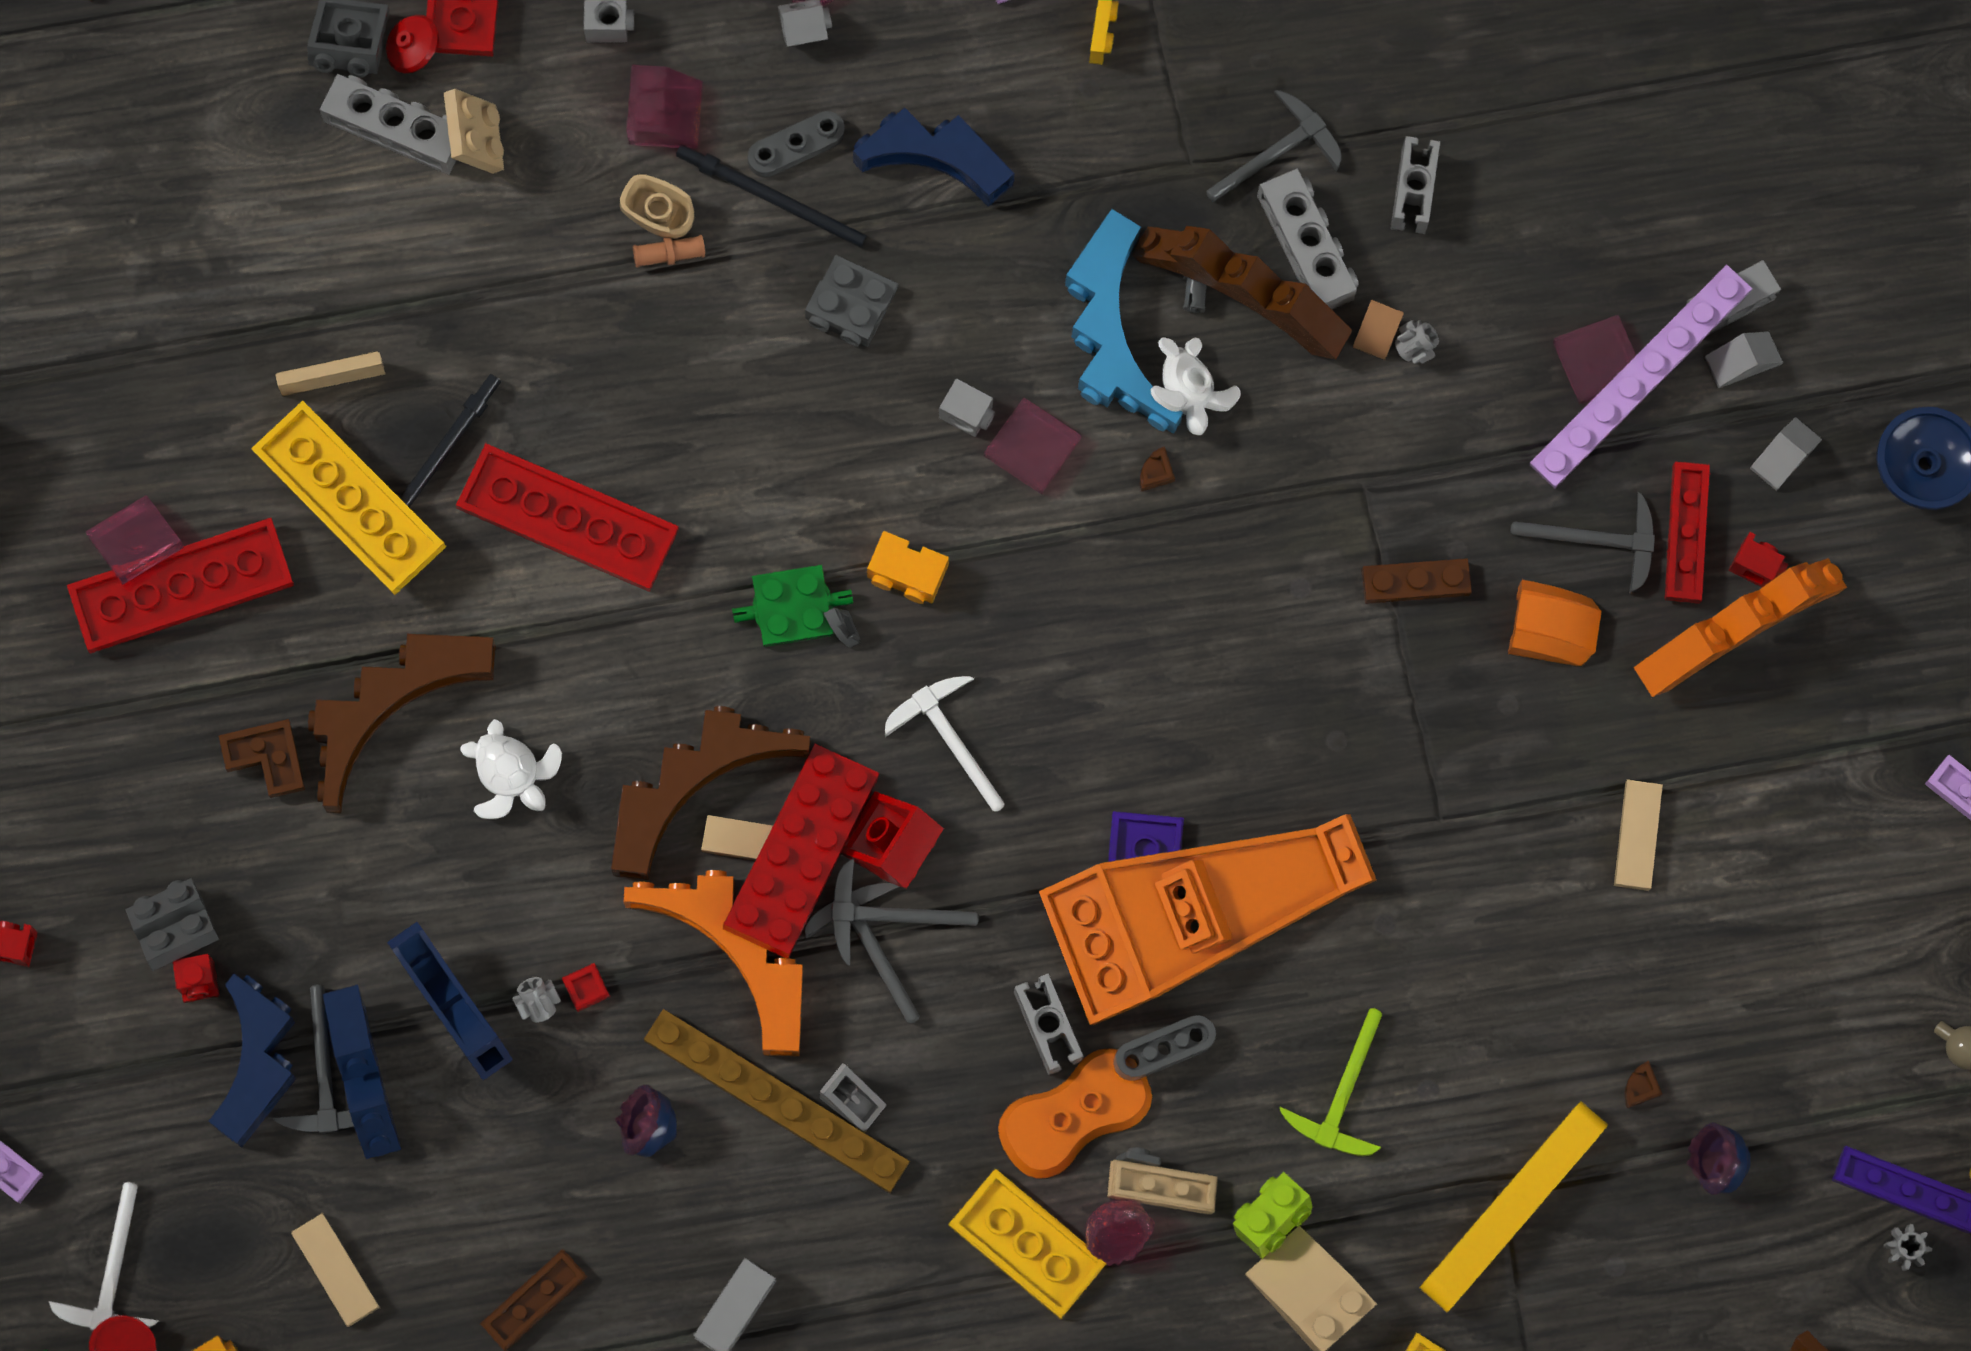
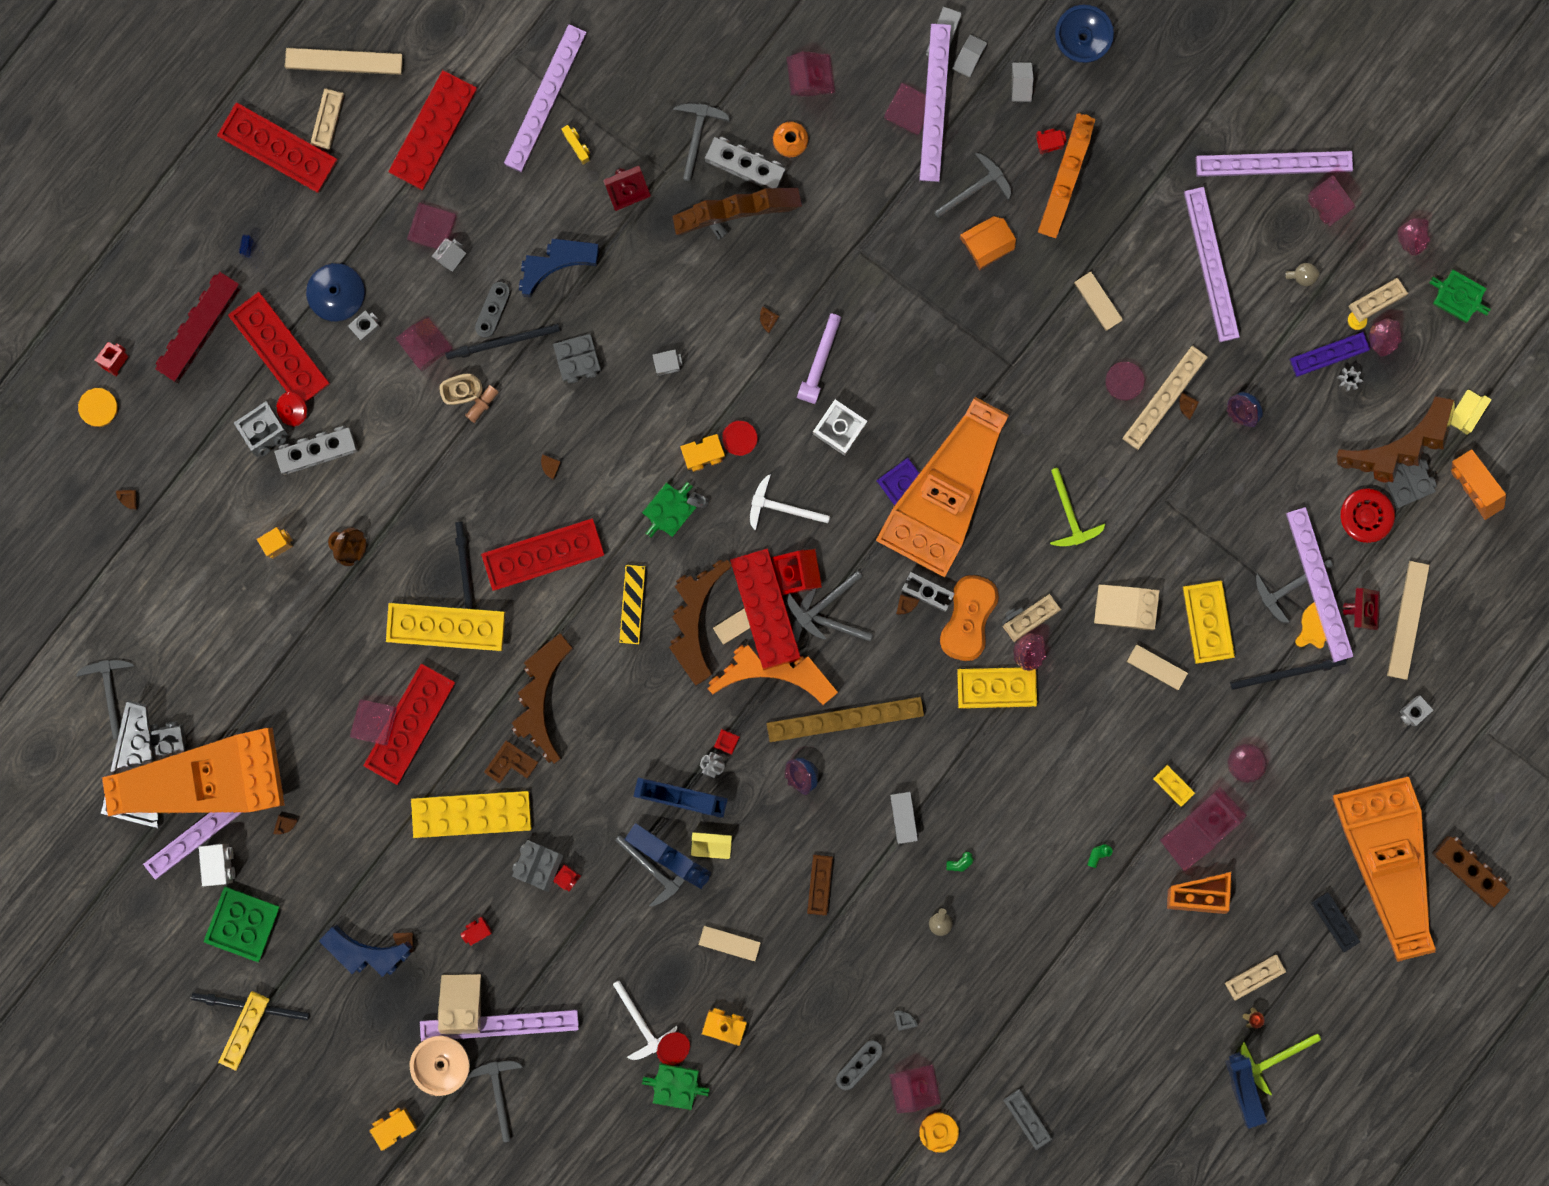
camera: 35 degrees left, 10 degrees up
(150, 779) = (471, 814): none -> yellow plate
(227, 191) = (275, 542): none -> light orange brick
(259, 1077) = (629, 894): dark blue arch -> none
(319, 280) = (347, 546): none -> reddish brown tile
(330, 373) = (389, 581): tan tile -> none
(434, 1110) = (711, 845): none -> light yellow panel
(474, 131) = (354, 425): tan plate -> none
(510, 771) = (616, 681): white animal -> none
(627, 689) = (632, 604): none -> tile
(685, 410) = (550, 466): none -> reddish brown tile
(852, 1098) = (876, 692): light grey slope -> none
(975, 592) = (739, 438): none -> red piece
(1003, 1017) = (906, 604): none -> reddish brown tile
(1032, 445) = (707, 354): clear pink tile -> none
(1099, 328) = (713, 292): dark azure arch -> none
(1118, 135) = (626, 187): none -> dark red tile
(1125, 694) = (839, 427): none -> white brick
(1128, 611) = (809, 390): none -> lavender piece
(1174, 1037) = (983, 552): dark grey plate -> none
(1190, 385) = (751, 271): white animal -> none
(1272, 1215) = (1086, 586): lime brick -> none
(1378, 329) = (807, 177): medium nougat brick -> none
(1394, 277) = (790, 149): none -> orange piece
(1412, 197) = (770, 91): light grey piece -> none
(1416, 341) = (828, 169): light grey gear -> none
(1416, 581) = (916, 272): reddish brown plate -> none
(1501, 199) = (810, 74): none -> clear pink slope
(1513, 1206) = (1178, 501): yellow beam -> none
(1580, 975) = (1124, 381): none -> clear pink tile
(1618, 1047) = (1164, 397): none -> tan tile
(1687, 532) = (1010, 153): red plate -> none
(1842, 921) = (1211, 264): none -> lavender plate

